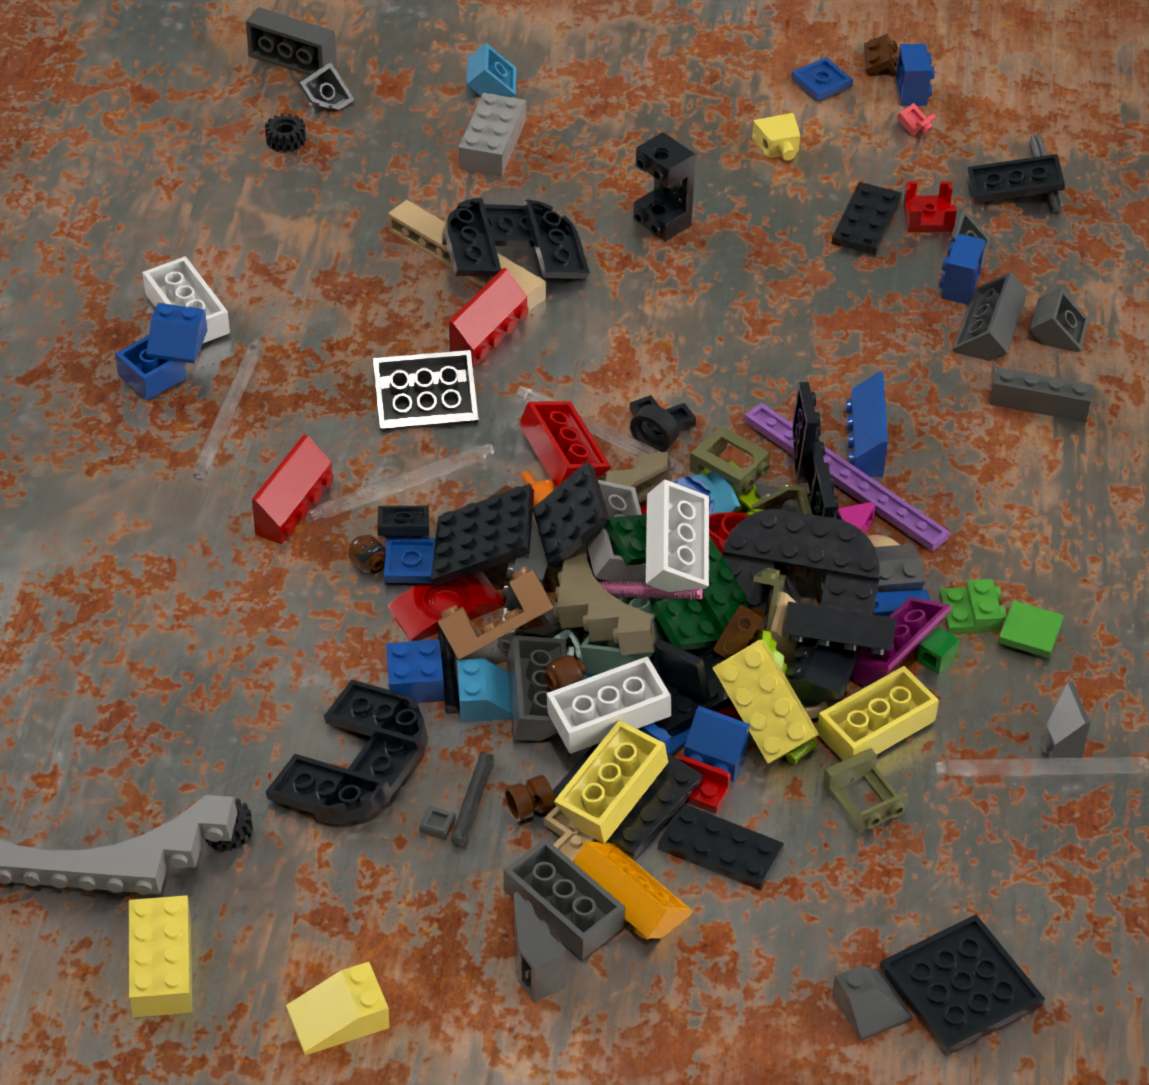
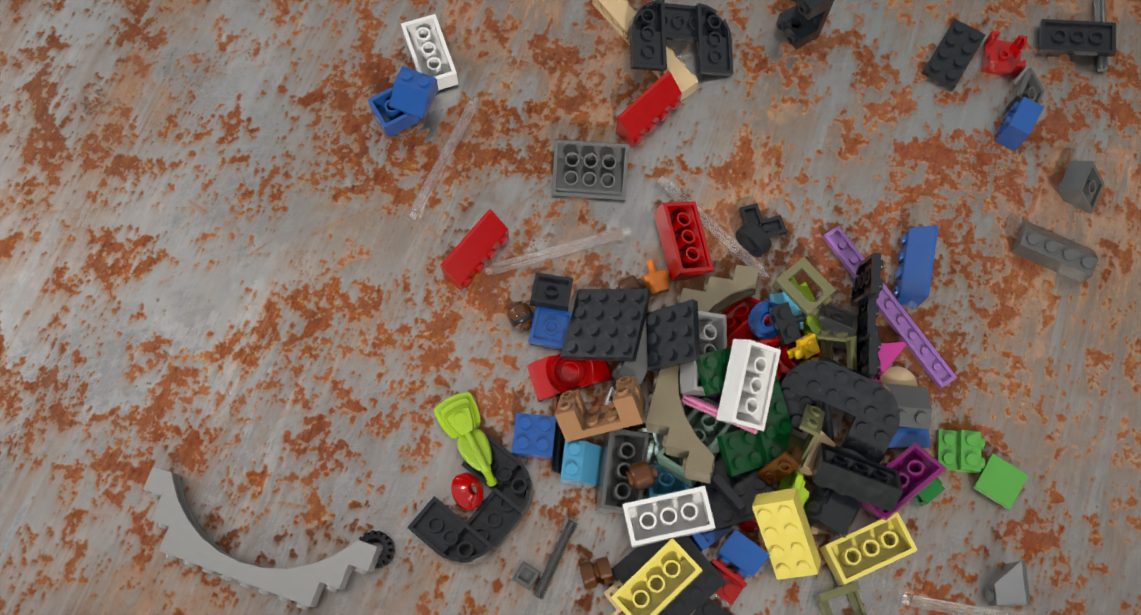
camera: 10 degrees right, 25 degrees up
(312, 670) = (459, 419): none -> lime piece
(329, 737) = (463, 493): none -> red piece
(720, 503) = (786, 323): none -> black plate
(739, 513) = (806, 347): none -> yellow plate
(991, 318) = (1029, 173): dark grey slope -> none

